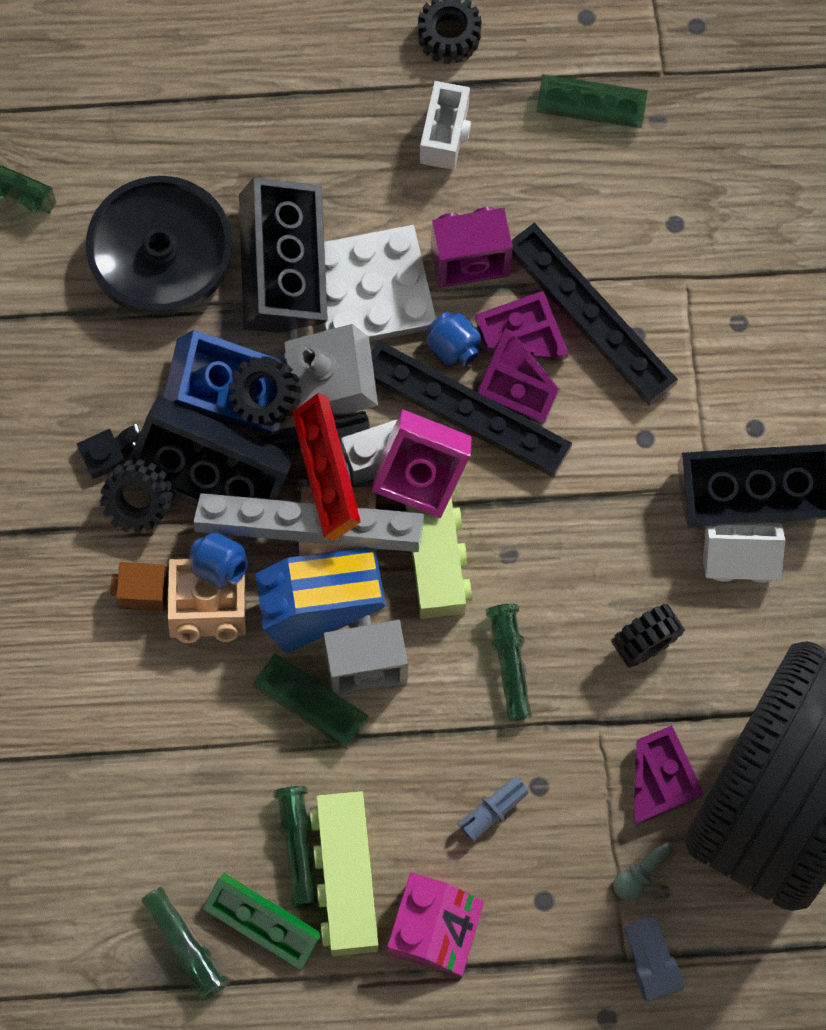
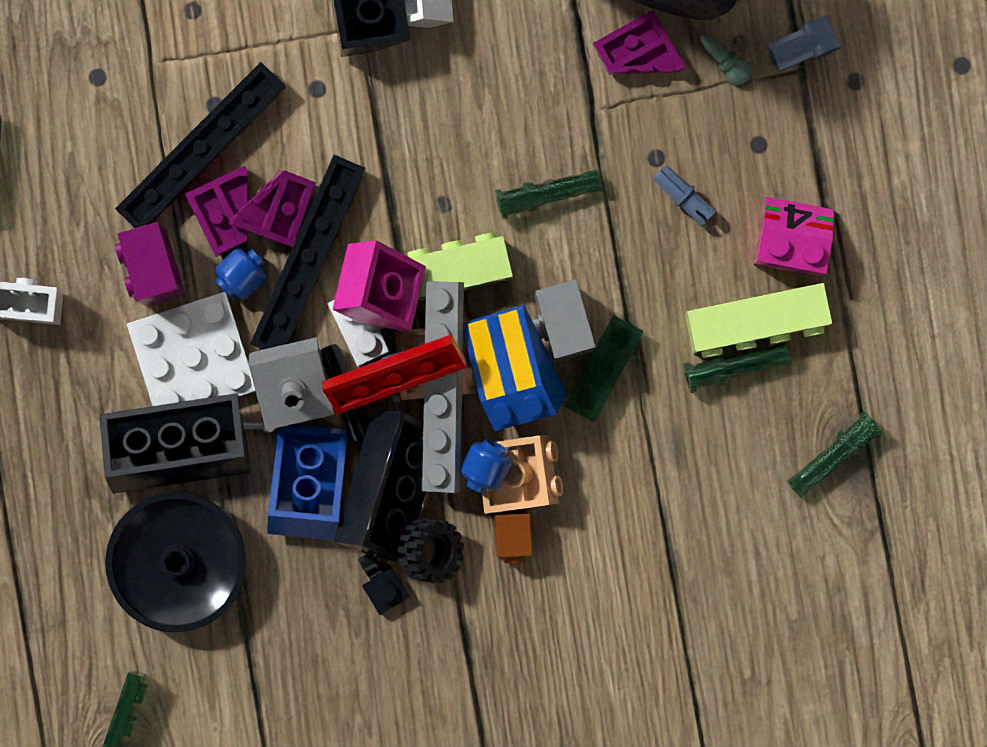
camera: 95 degrees left, 15 degrees up
(243, 391) = (306, 427): black tyre -> none
(262, 921) = (808, 388): green plate -> none
(647, 635) = (515, 69): black tyre -> none

